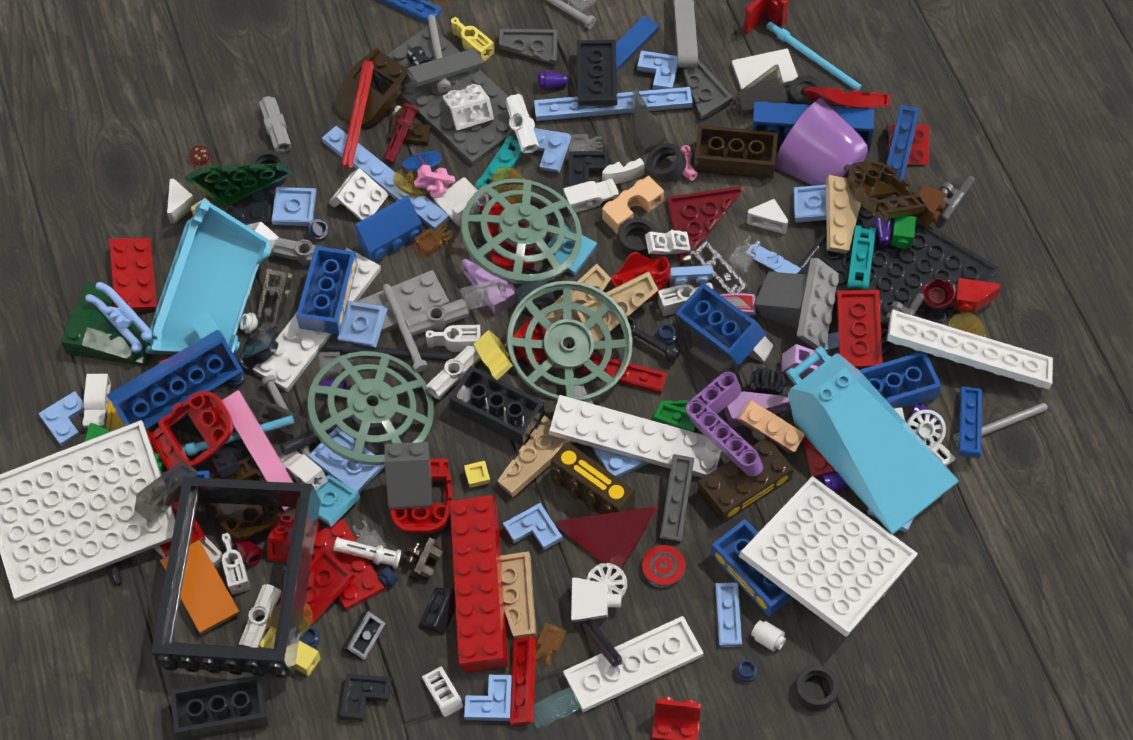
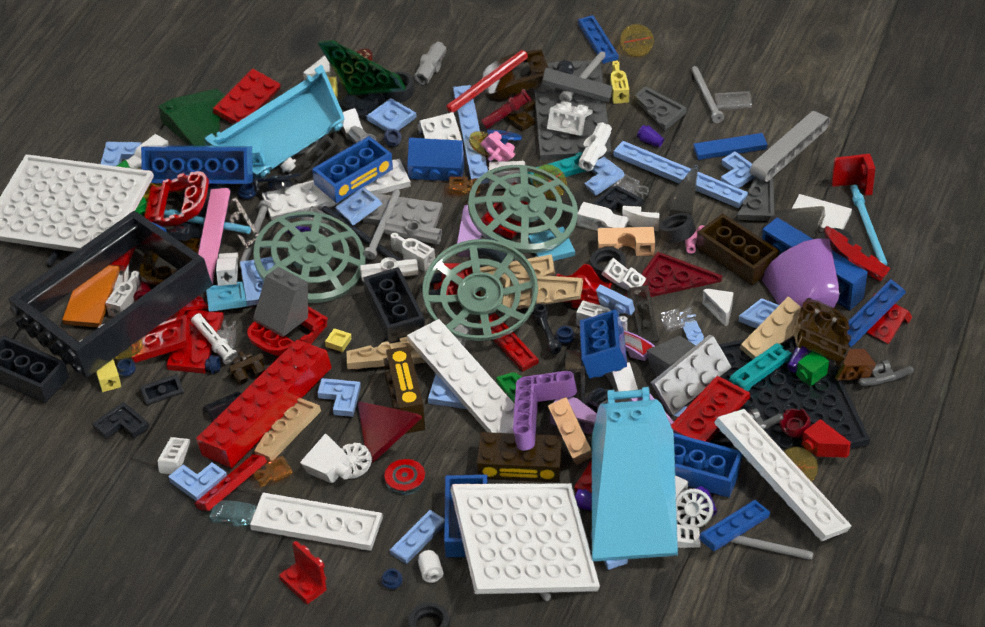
camera: 40 degrees right, 15 degrees down
(120, 317) = (208, 112): light blue piece -> none
(163, 491) = (108, 214): clear smoke slope -> none
(301, 441) = (246, 250): black axle -> none
(484, 294) = (454, 229): clear slope -> none
(493, 354) = (419, 268): light yellow piece -> none
(596, 72) = (684, 145): black plate -> none
(602, 643) = (306, 492): black axle -> none
(676, 498) = (457, 437): dark grey tile -> none

